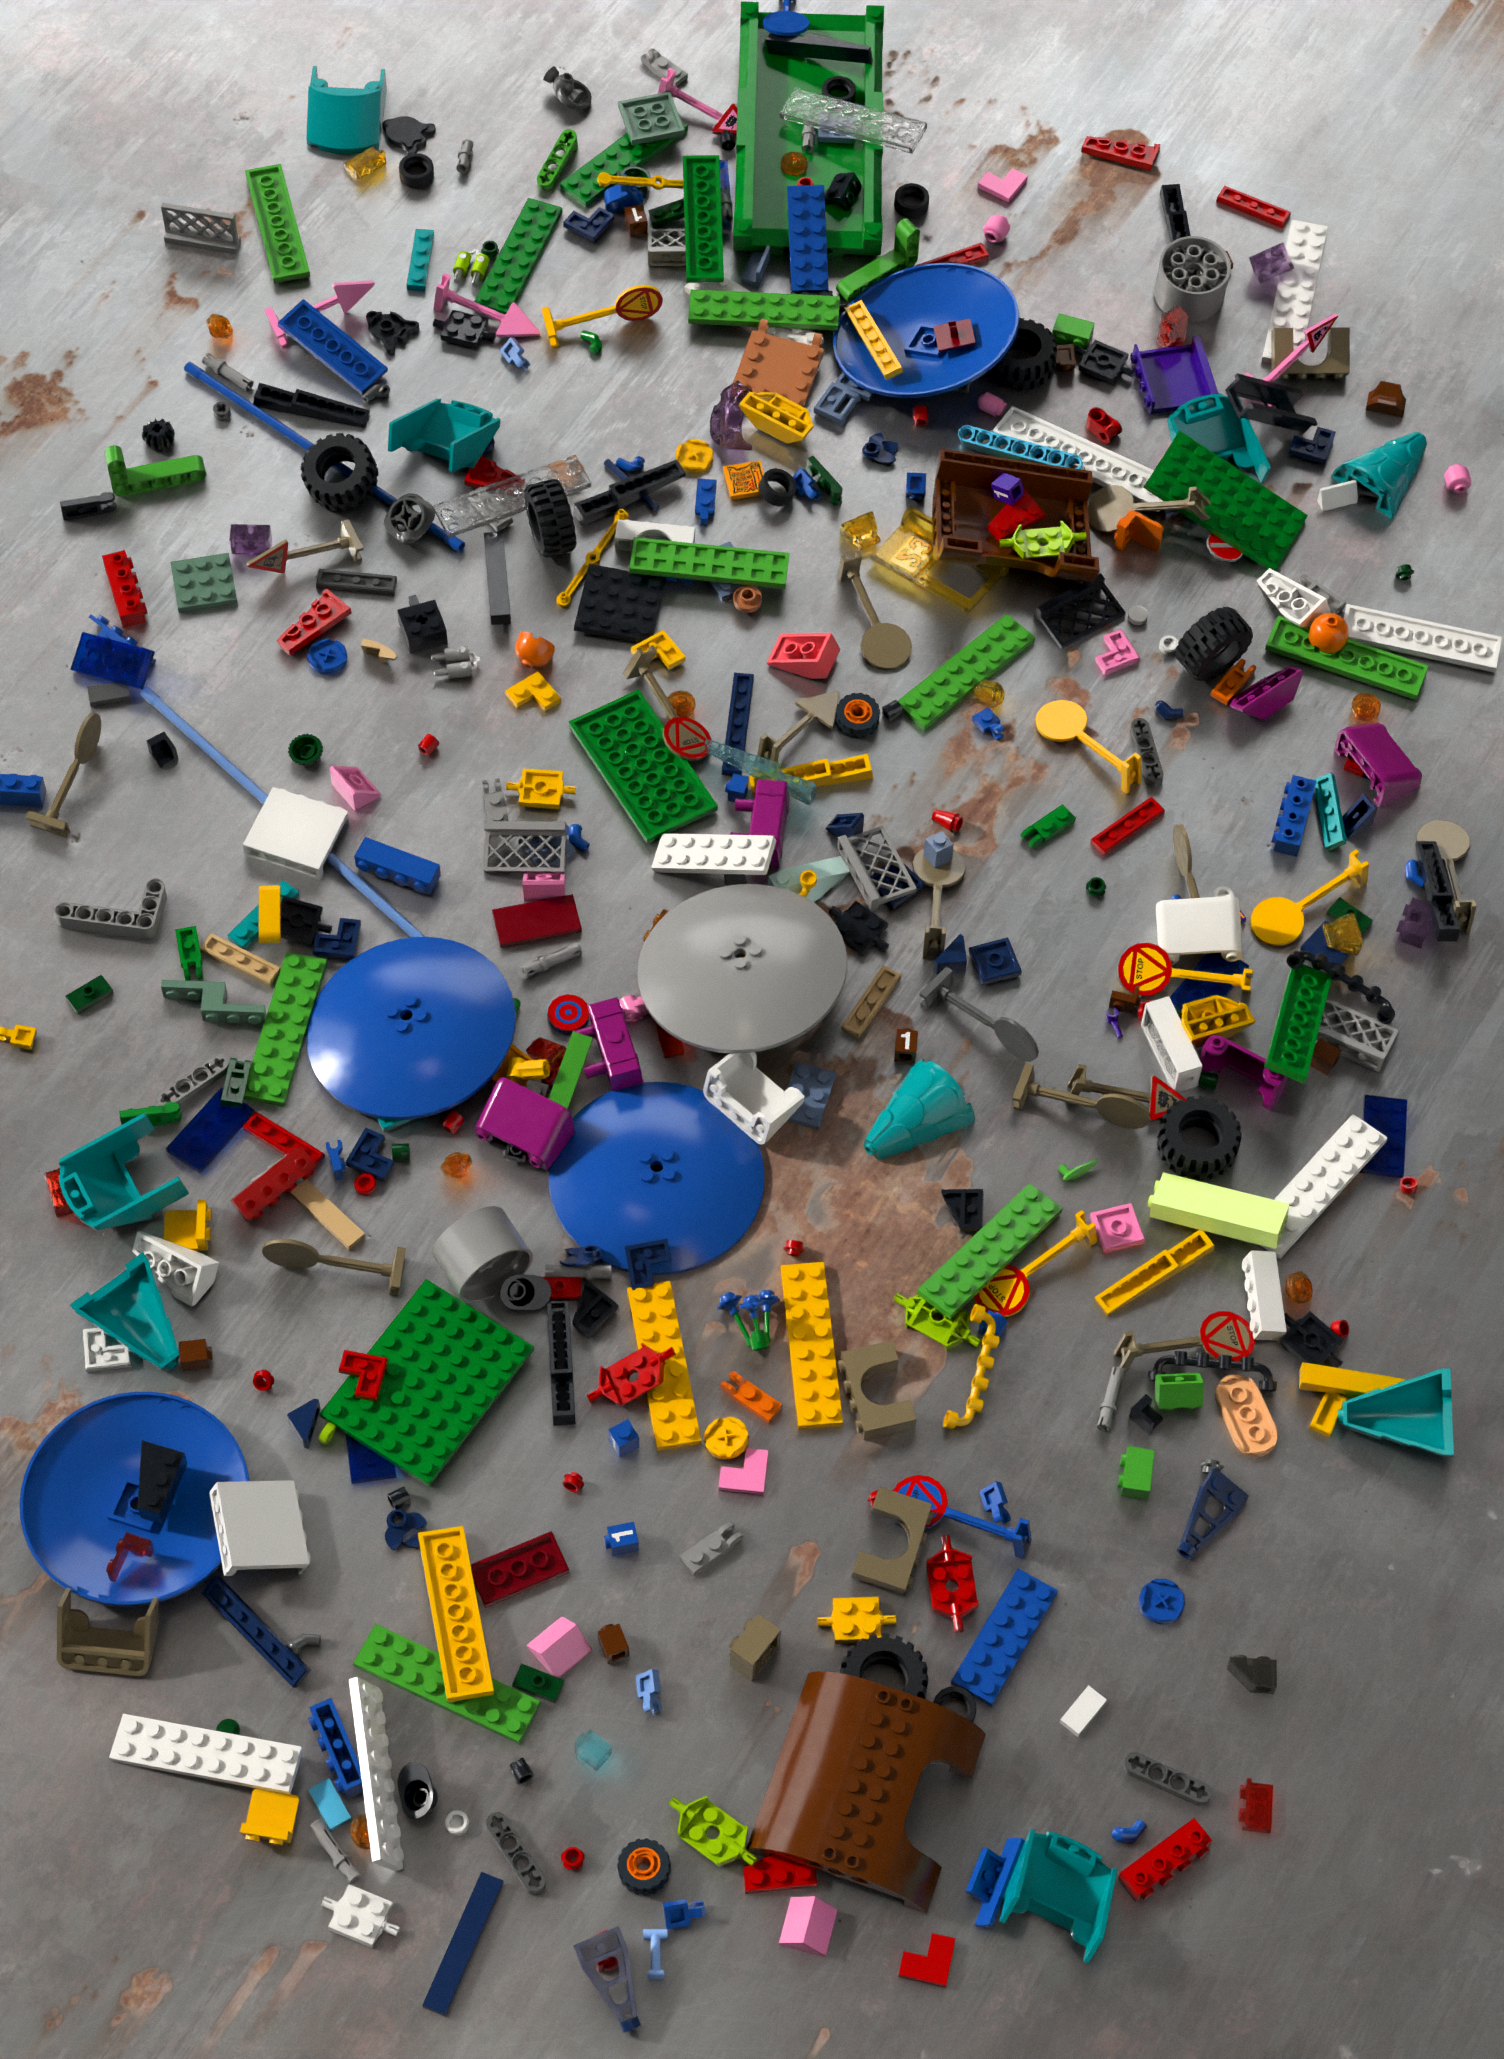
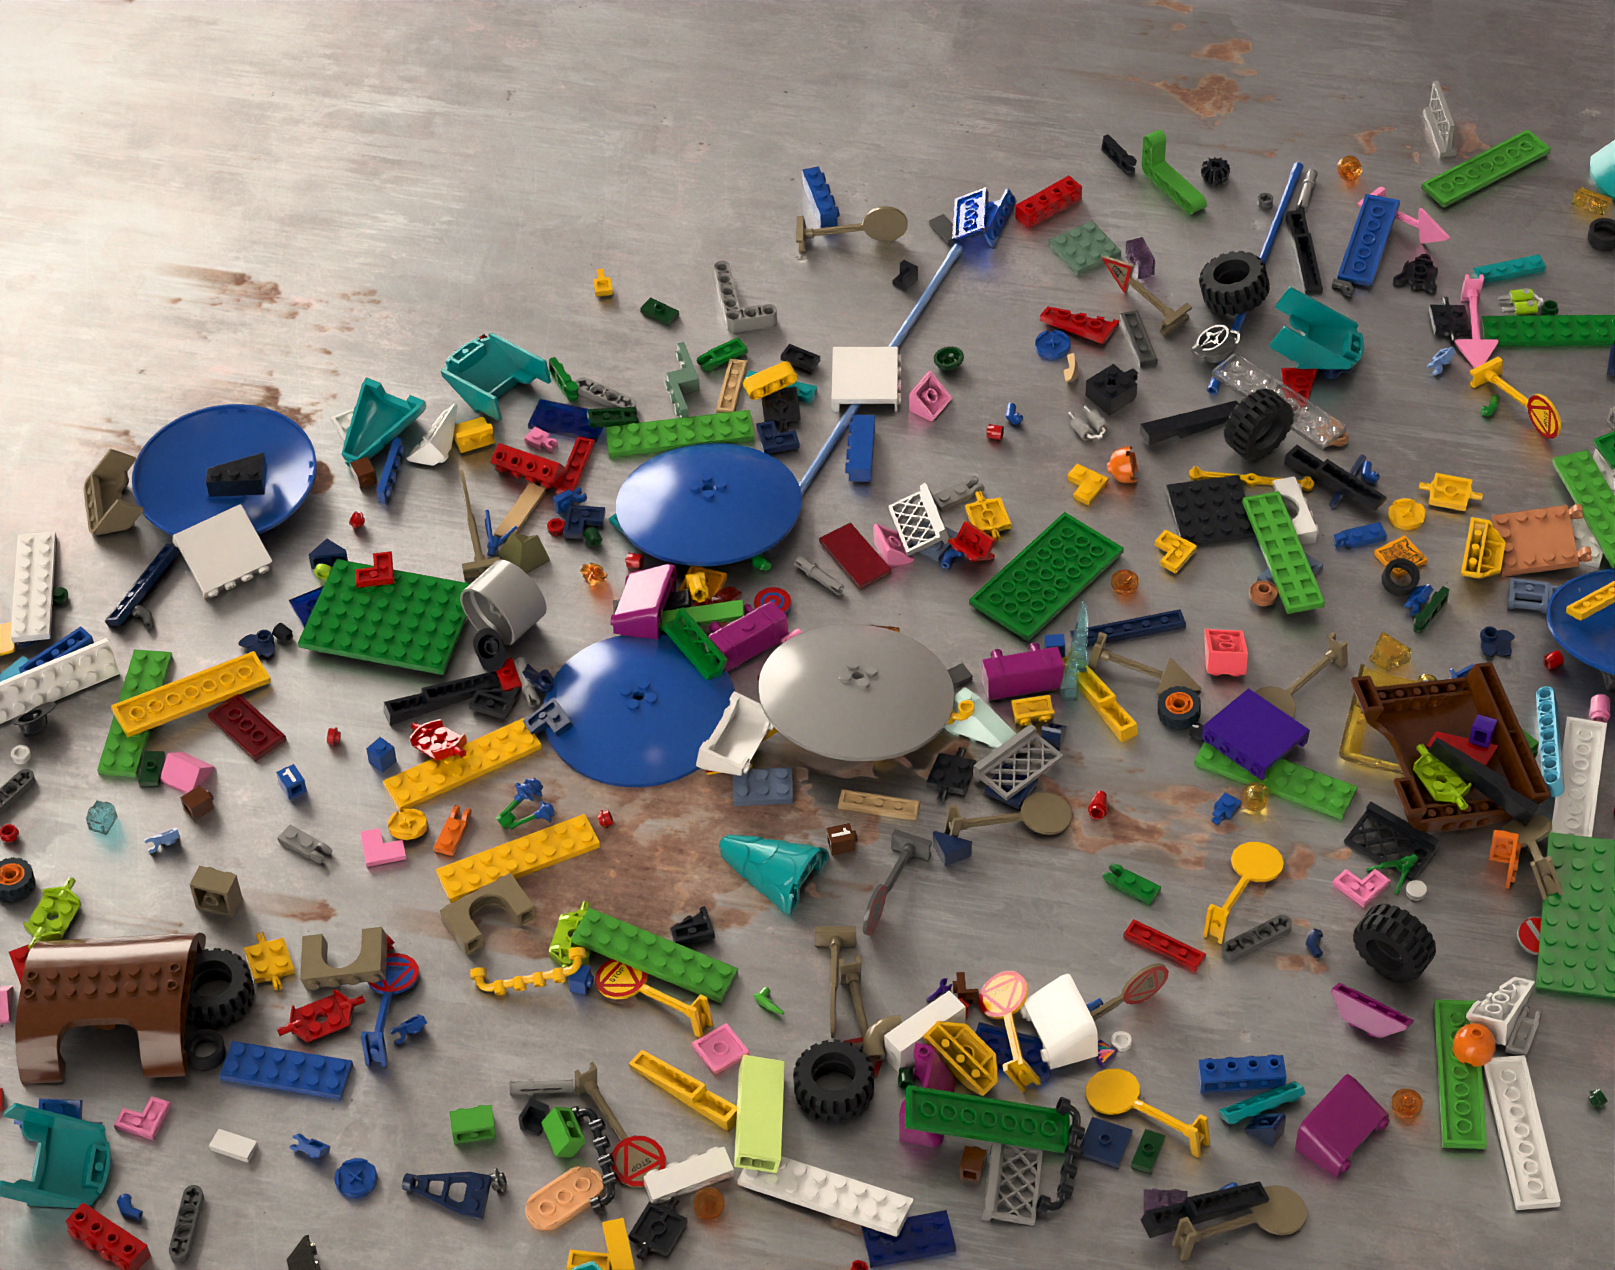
camera: 75 degrees right, 10 degrees down
(136, 1545) = (172, 478): clear red bracket -> none
(198, 1323) = (389, 472): none -> blue plate
(225, 1166) = (538, 438): none -> bright pink plate
(233, 882) = (800, 357): none -> black plate
(363, 1250) = (493, 541): none -> blue plant
(392, 1226) = (524, 552): none -> olive slope
(410, 724) = (1013, 417): none -> blue arm
(521, 1771) = (72, 779): black hose -> none
(581, 808) = (973, 543): none -> red bracket
(609, 1097) = (694, 647): none -> green fence
(681, 734) = (1095, 588): dark tan piece -> none
(685, 411) = (1450, 491): none -> yellow plate
(714, 854) = (968, 642): white plate -> none
(727, 418) = (1457, 524): clear purple windscreen -> none
(811, 833) = (1032, 710): none -> yellow bracket
(923, 664) = (1254, 733): none -> dark purple panel
(938, 849) = (1056, 801): sand blue brick -> none
(995, 961) = (962, 881): dark blue plate -> none
(1024, 1793) = (145, 1123): none -> bright pink tile
(1062, 509) = (1485, 780): none -> black slope
(1096, 882) = (1081, 933): dark green plate -> none
(1111, 613) = (1402, 865): none -> green plant
(1113, 1632) = (313, 1148): none -> blue plate
(1160, 1084) = (874, 1038): none -> dark tan cylinder
(1232, 682) = (1378, 986): orange hinge -> none
(1340, 1327) = (678, 1252): red hinge -> none
(1347, 934) = (1116, 1145): clear yellow piece -> none

